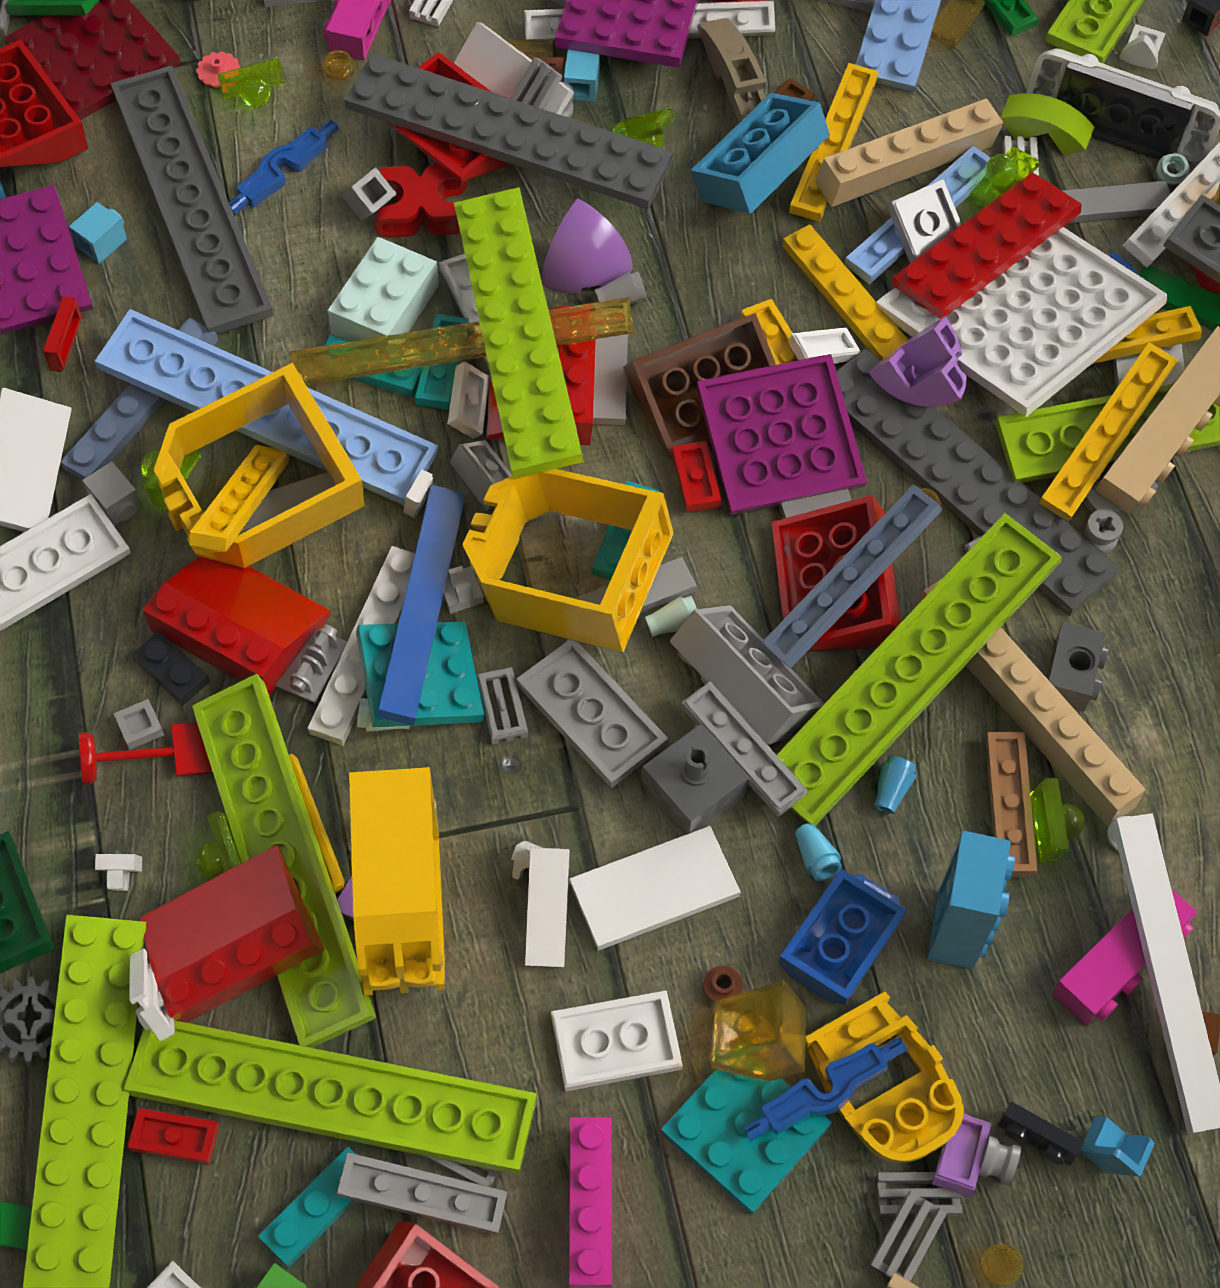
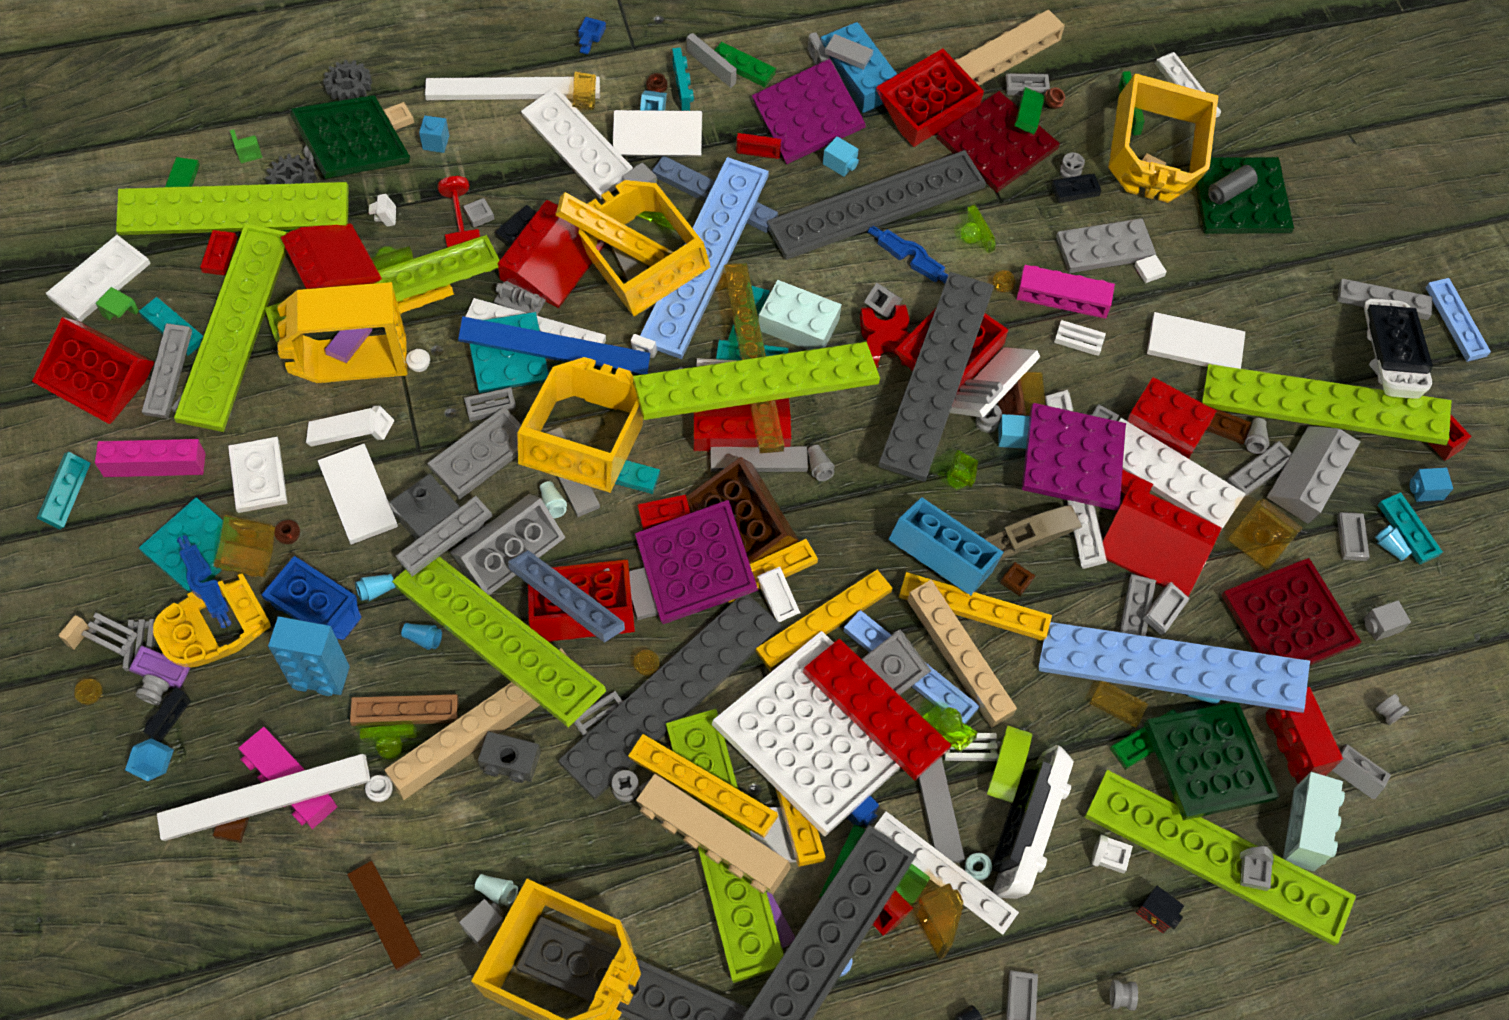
camera: 85 degrees right, 0 degrees up
(144, 990) = (290, 219): white plate -> none
(213, 65) = (993, 213): coral piece -> none
(584, 252) = (843, 435): medium lavender brick -> none
(924, 368) = (753, 655): medium lavender brick -> none

